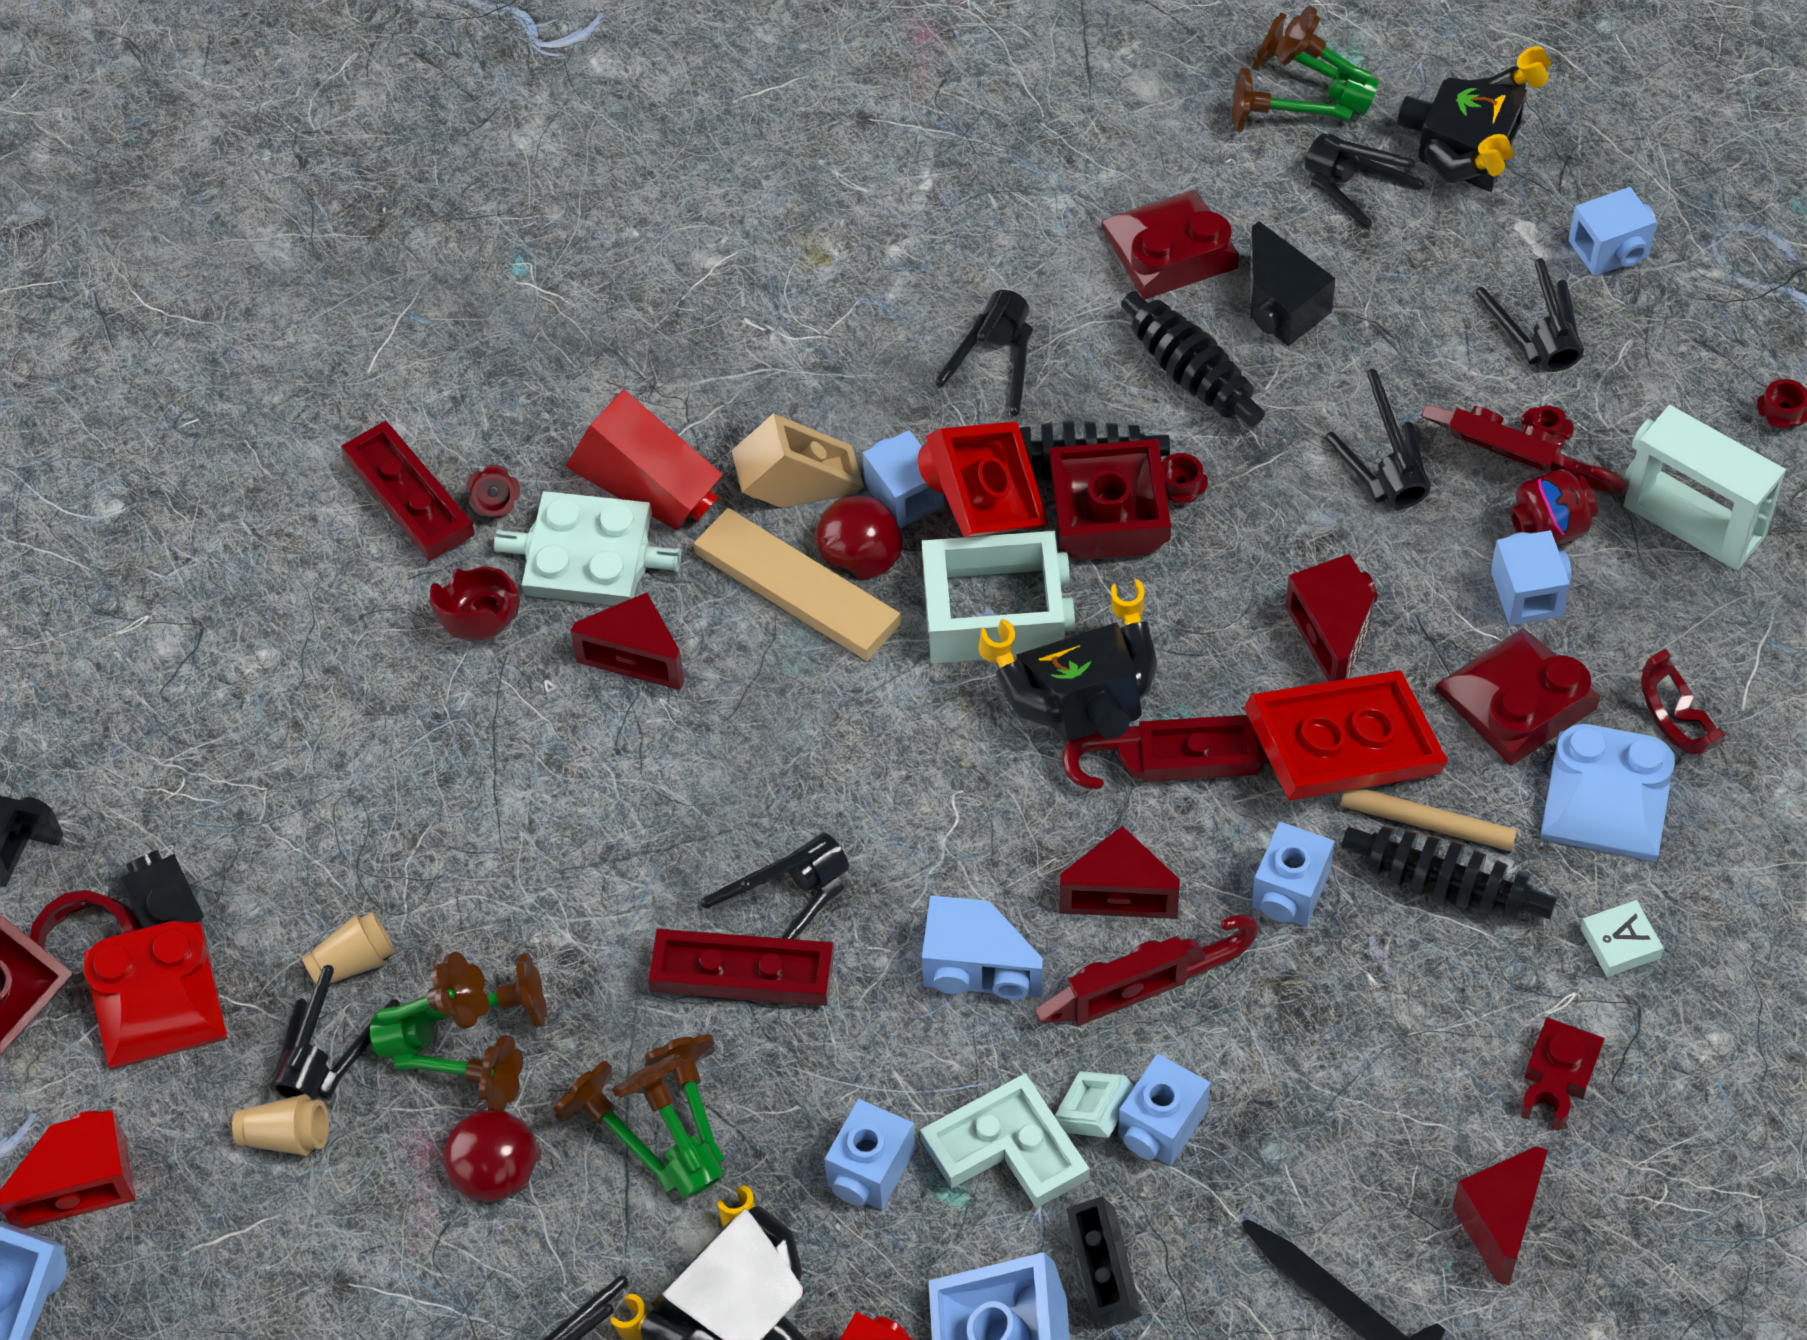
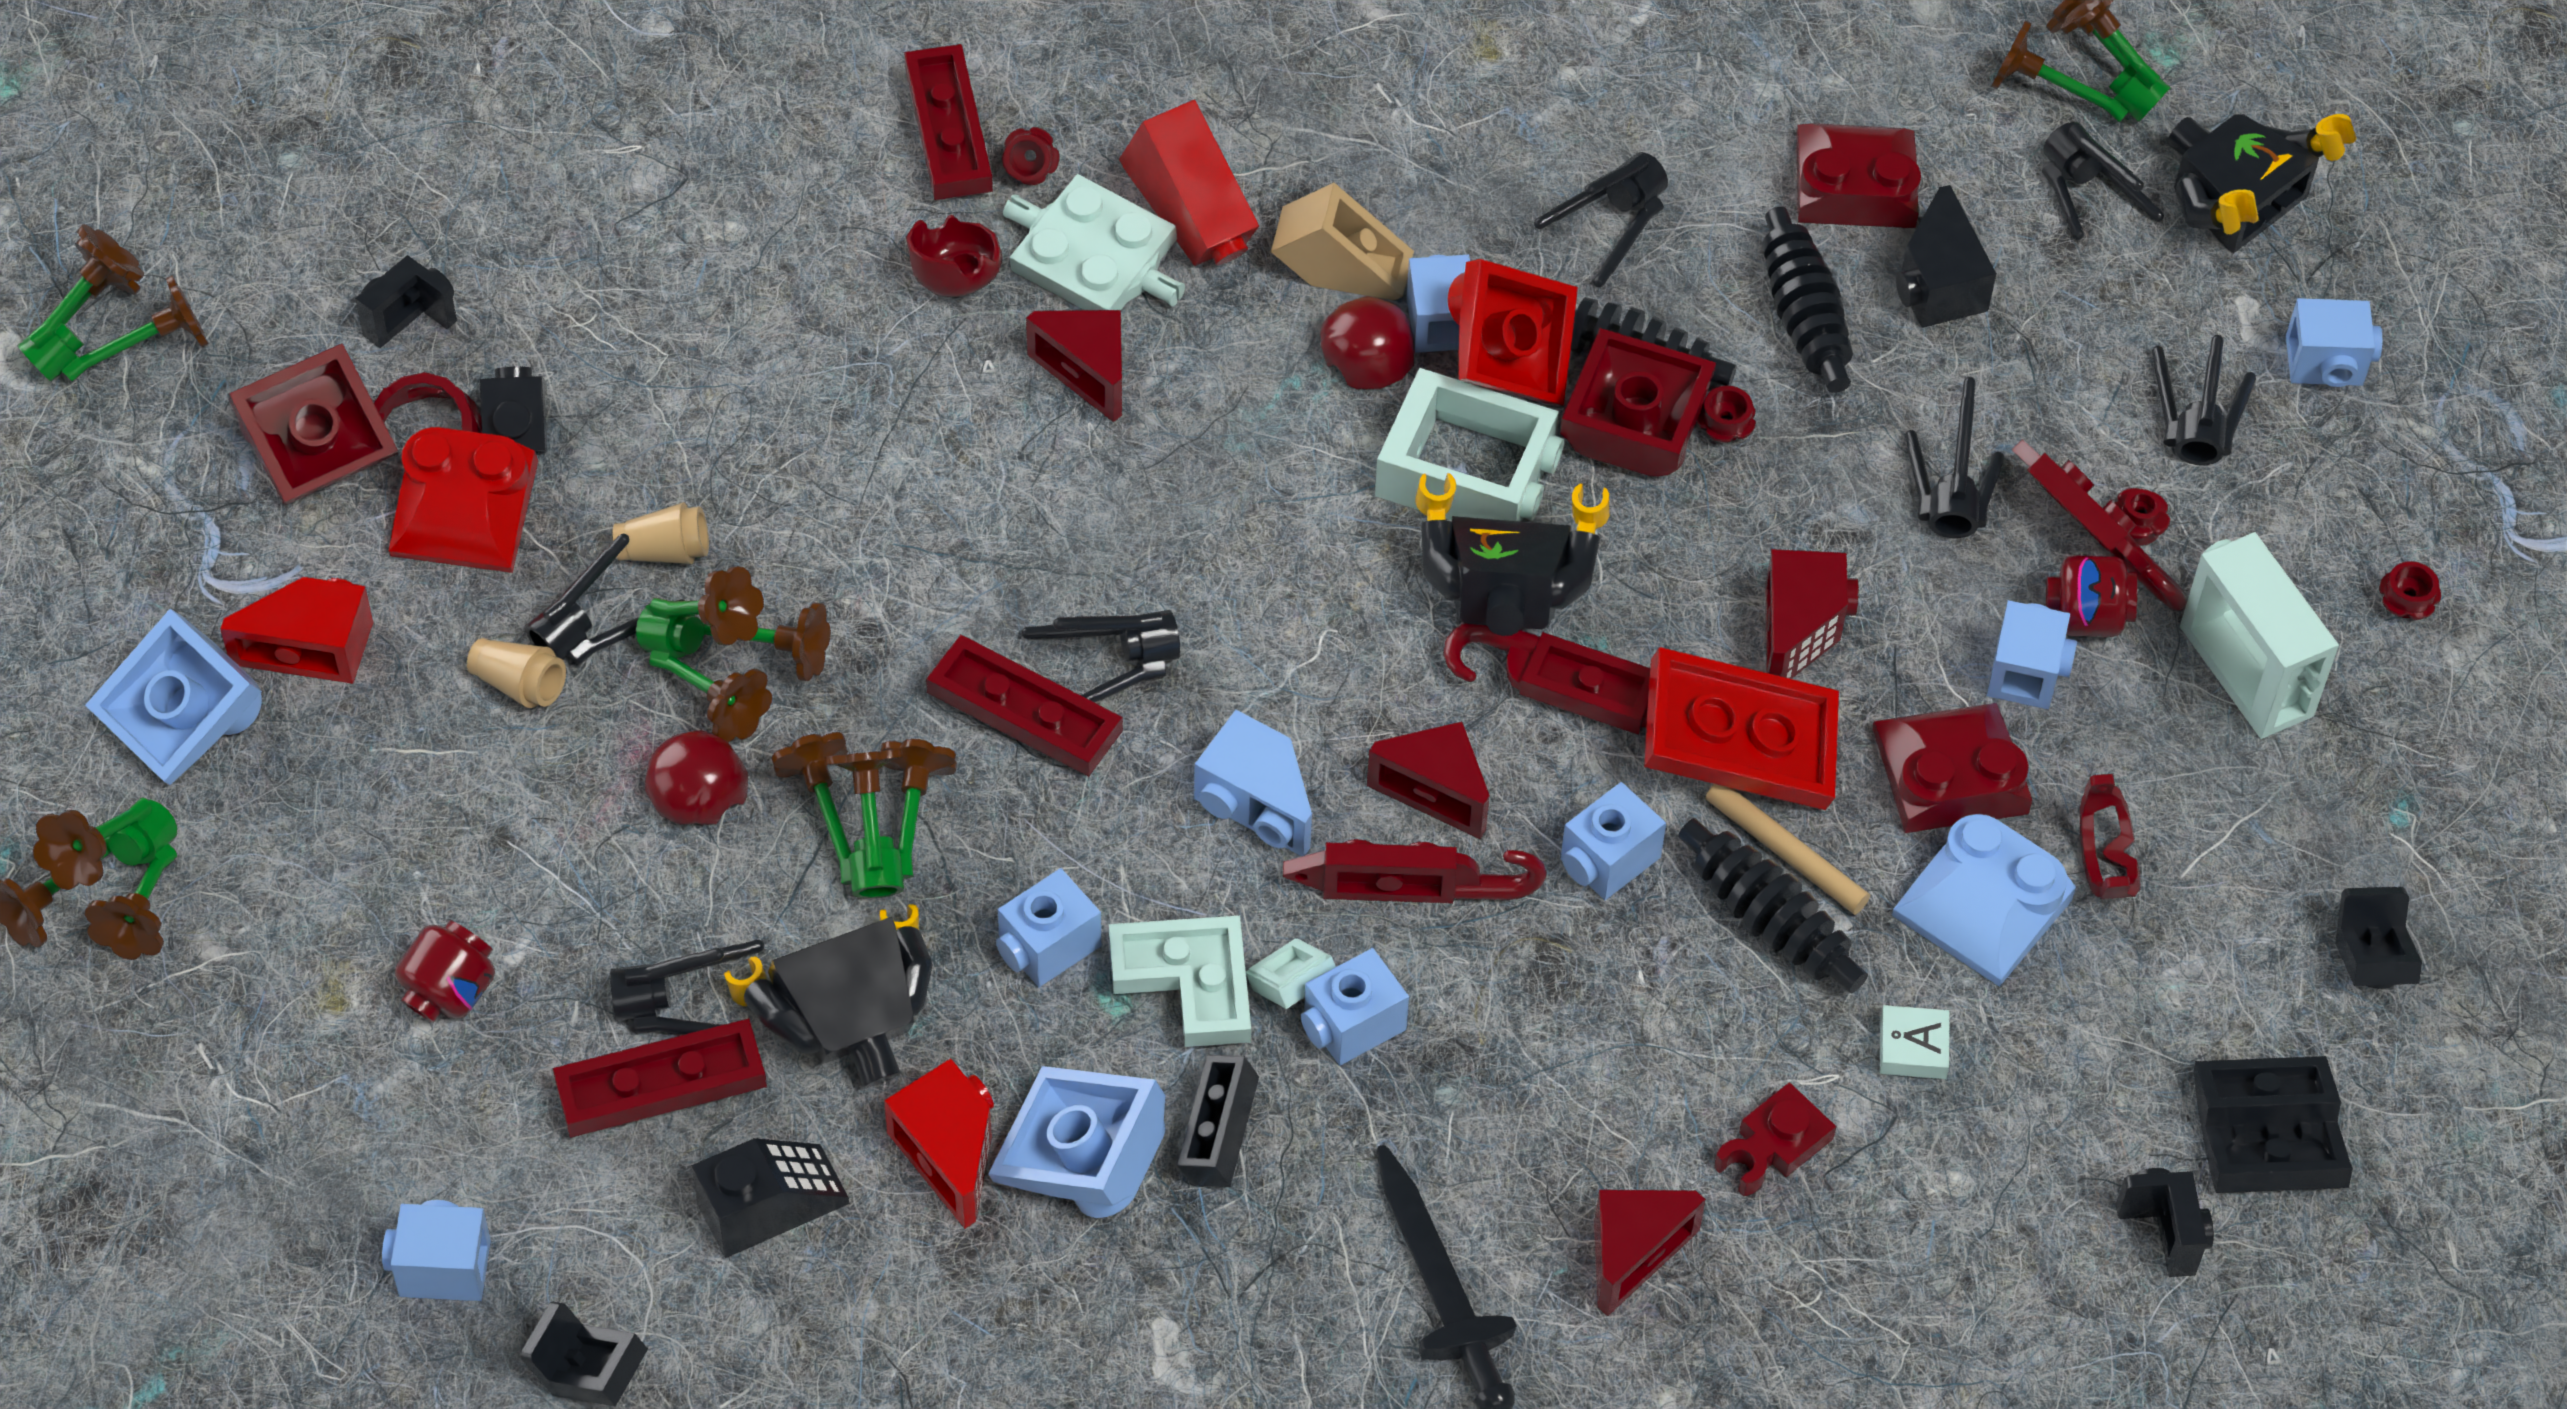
camera: 20 degrees right, 0 degrees up
(797, 584) = (1282, 365): tan tile -> none

